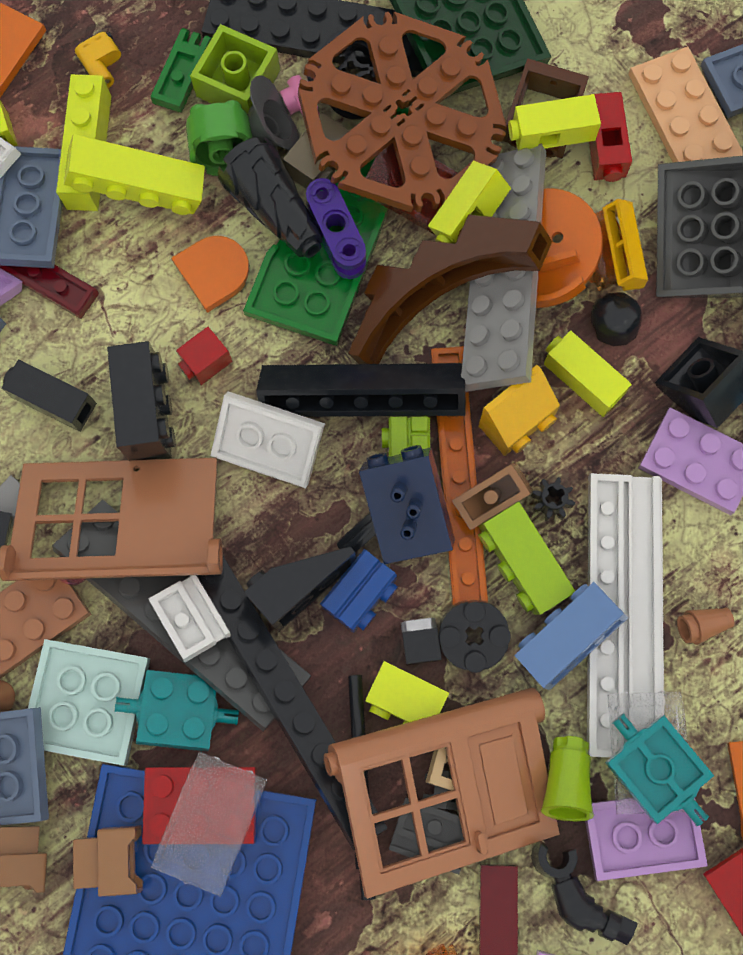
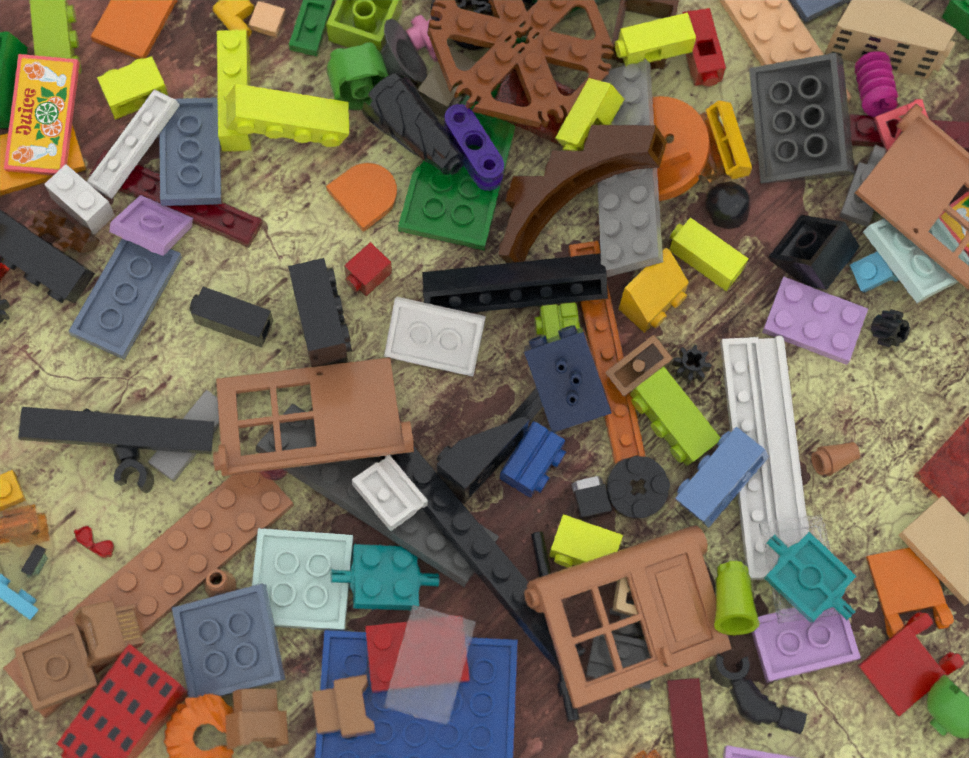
camera: 15 degrees left, 5 degrees down
(132, 67) = (267, 19): none -> light nougat tile

